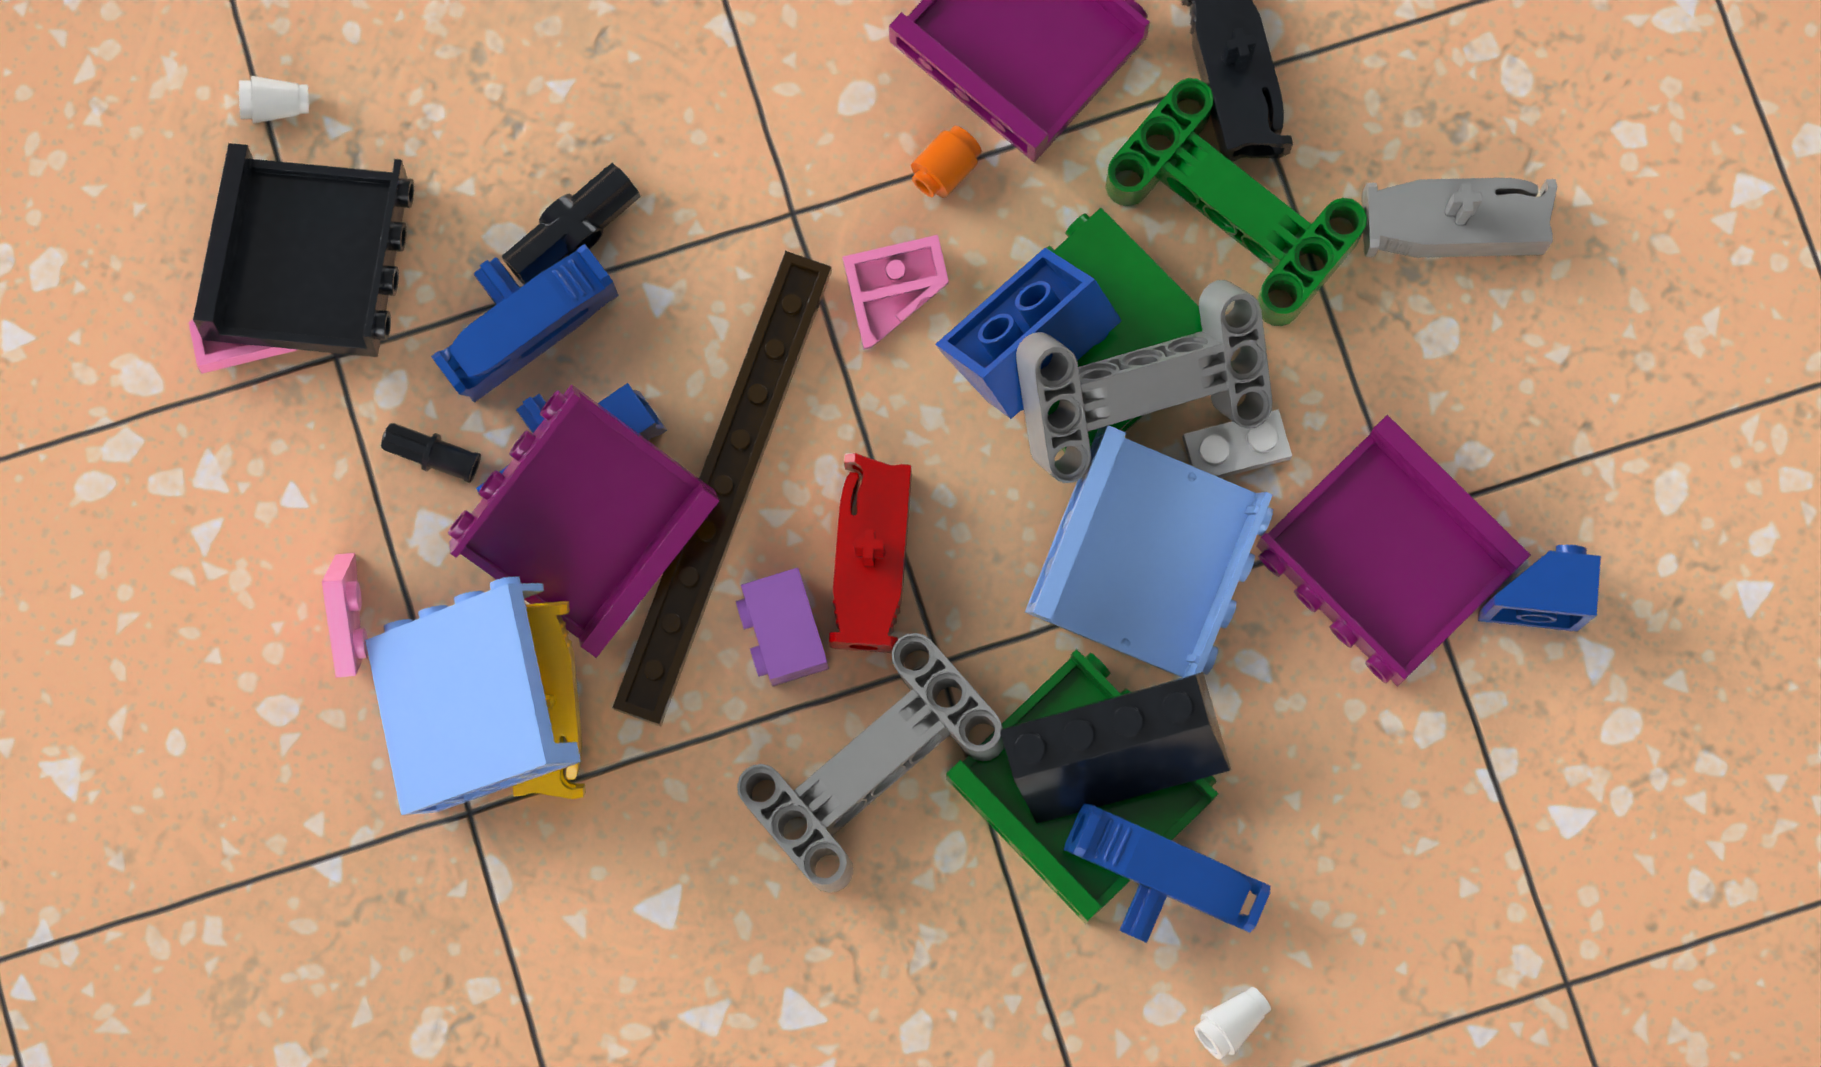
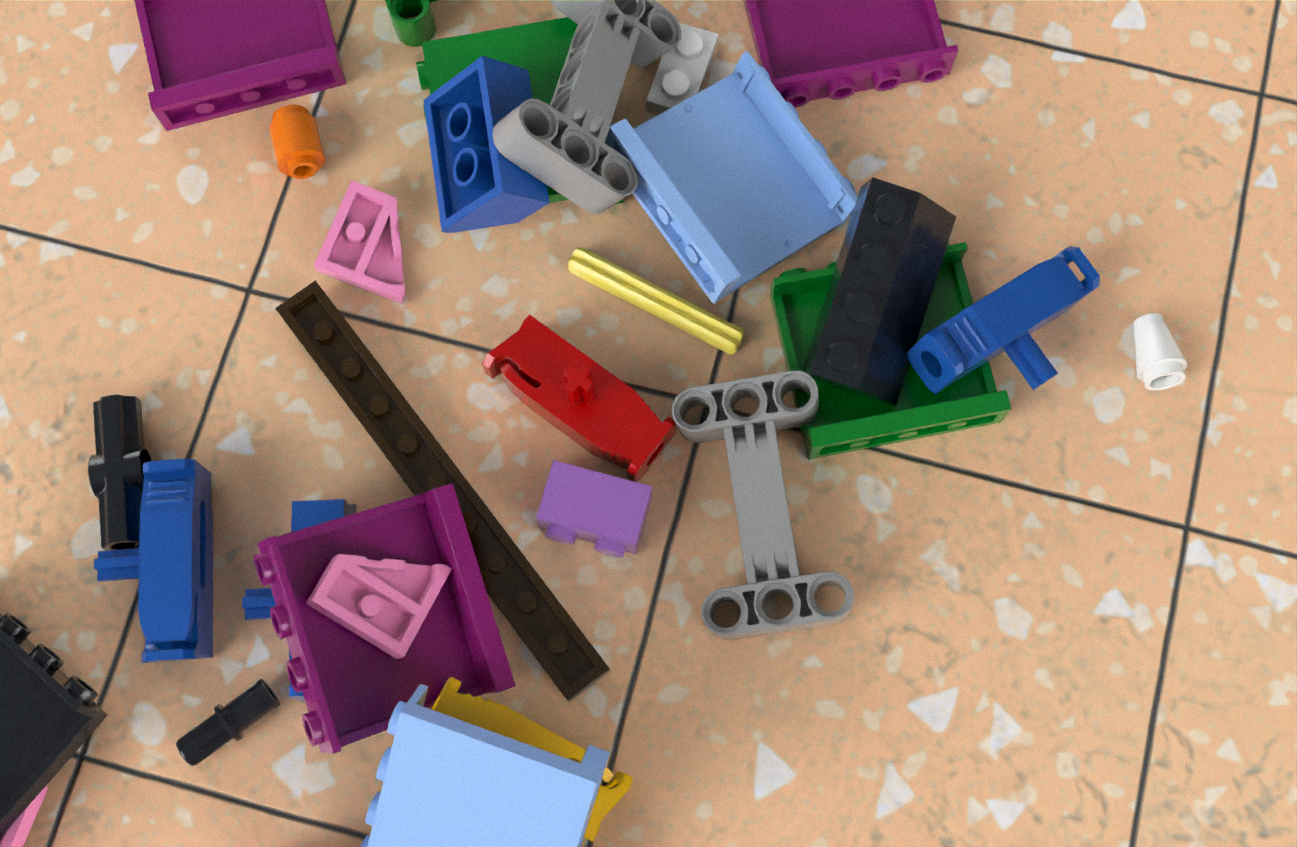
camera: 60 degrees left, 5 degrees down
(592, 506) = (378, 598): none -> bright pink wing
(1002, 561) = (656, 300): none -> light yellow axle

